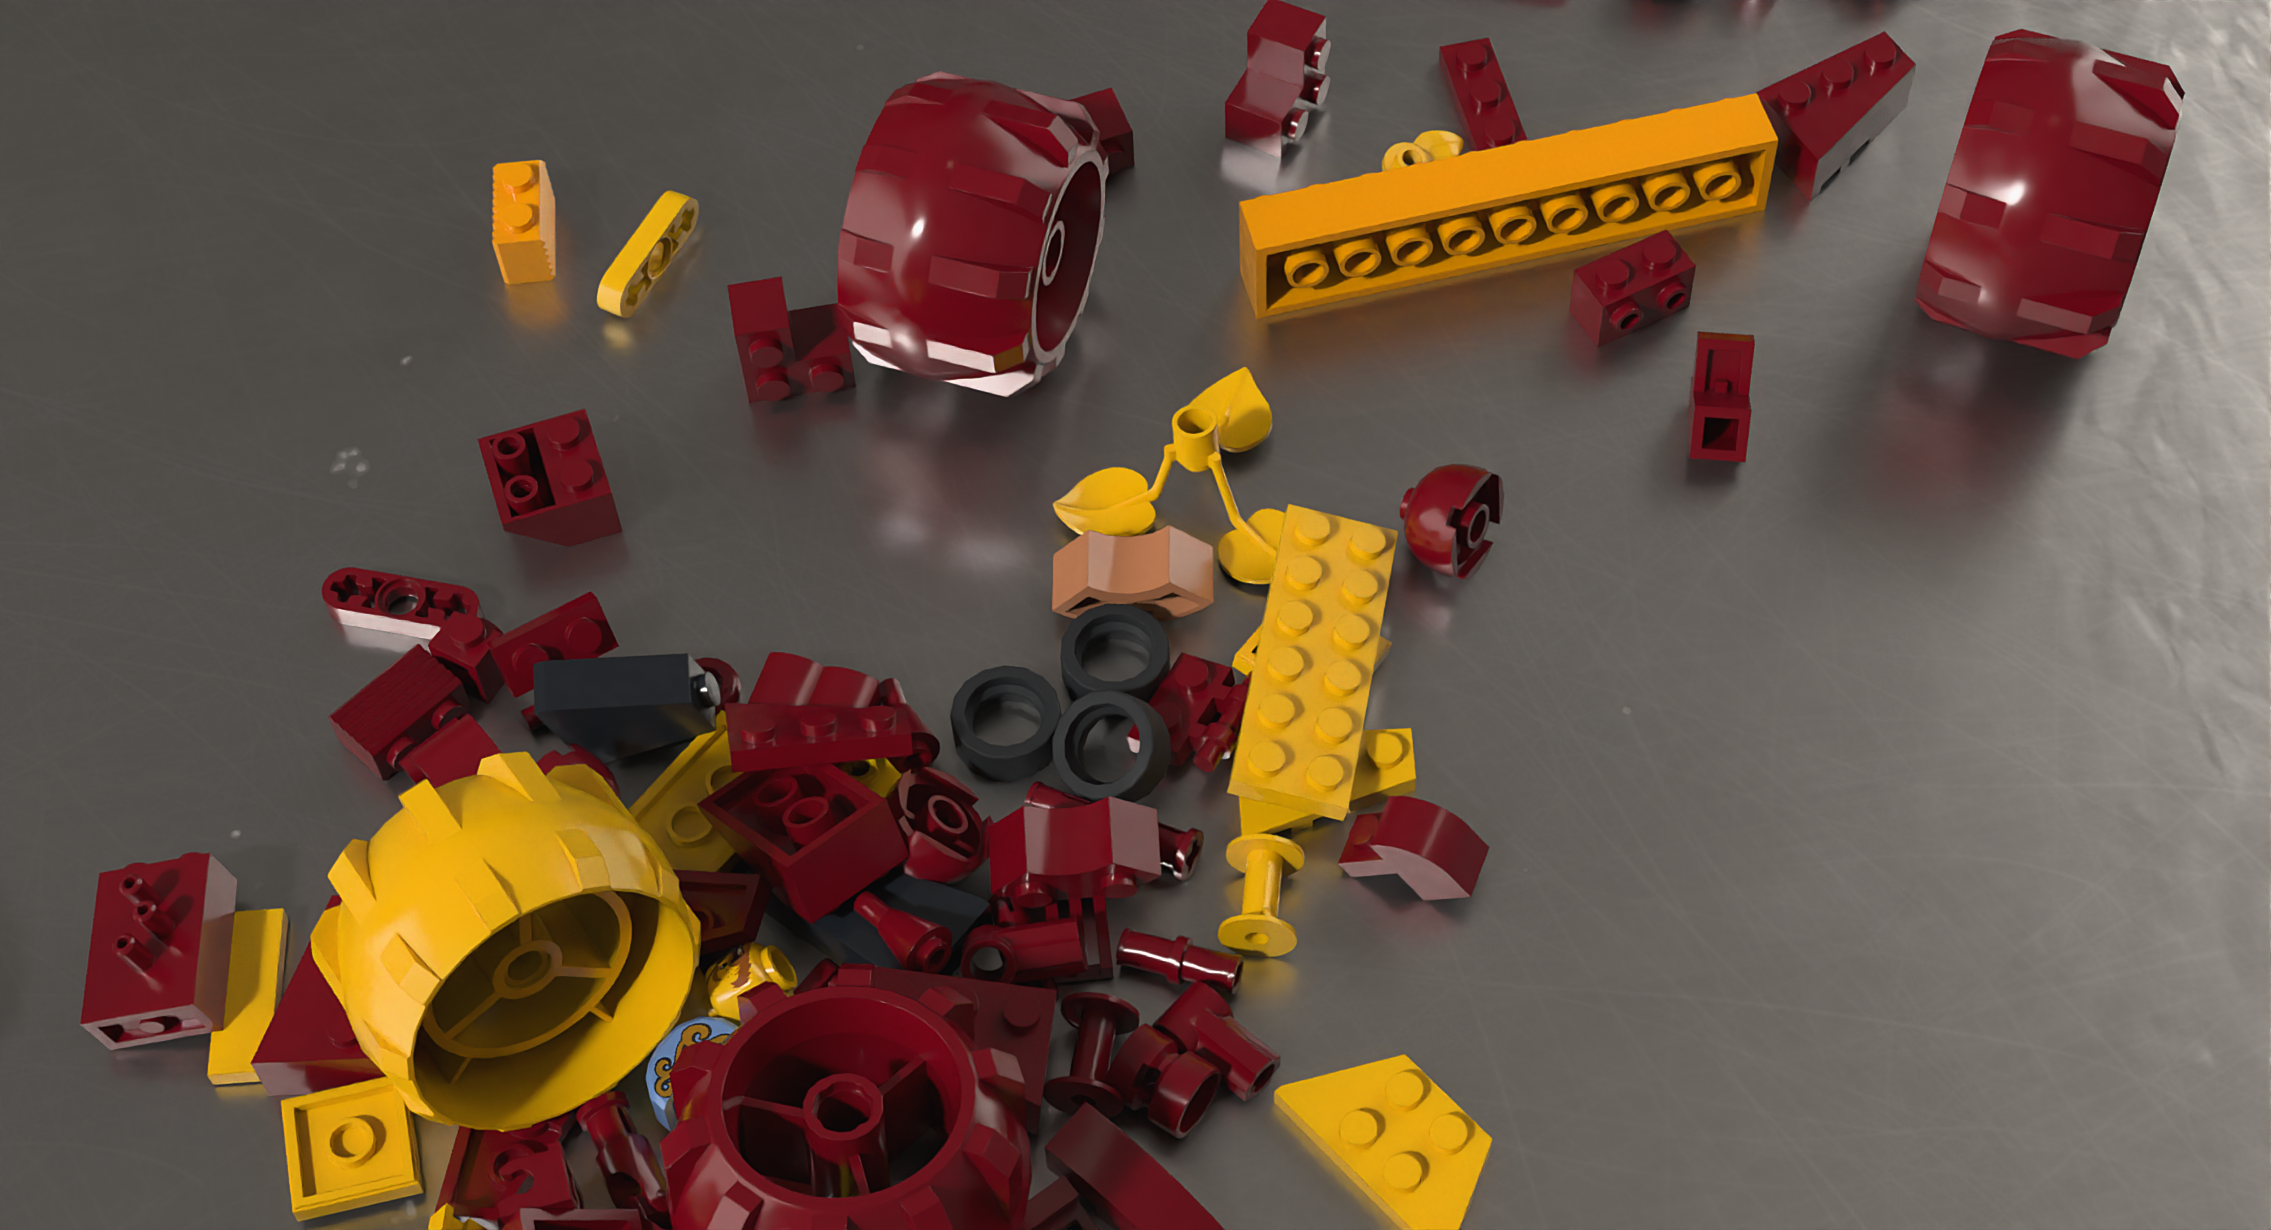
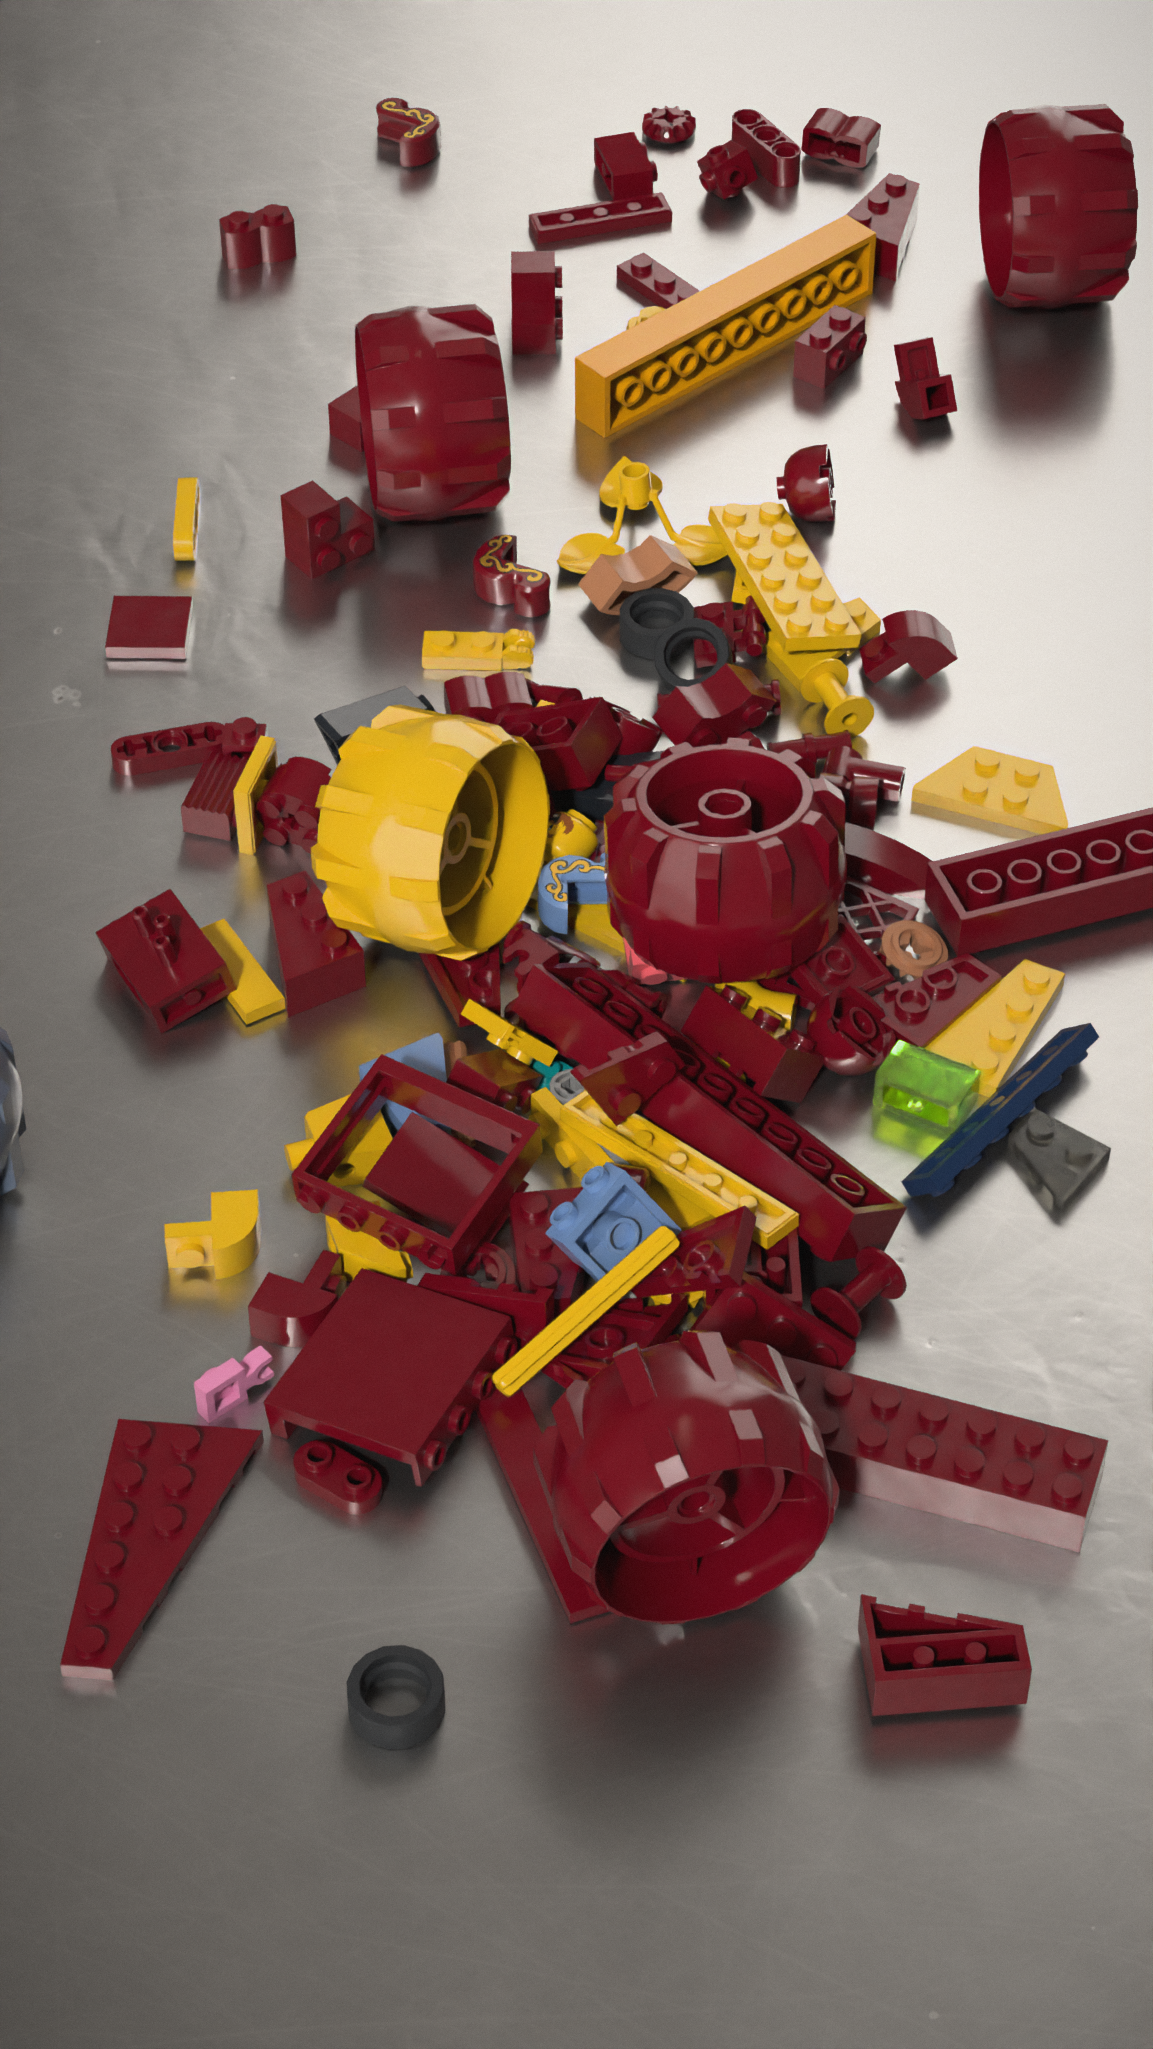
camera: 30 degrees left, 10 degrees down
(350, 1148) = (370, 1014): yellow plate -> none
(410, 726) = (248, 790): none -> yellow tile
(501, 393) = (149, 627): none -> dark red tile
(524, 222) = (89, 526): light orange brick -> none
(551, 481) = (230, 643): dark red slope -> none
(565, 633) = (295, 725): dark red plate -> none
(813, 735) = (521, 696): dark red wing -> none
(865, 604) = (477, 650): none -> yellow hinge
(964, 515) = (504, 582): none -> dark red animal
(999, 686) = (615, 655): black tyre -> none

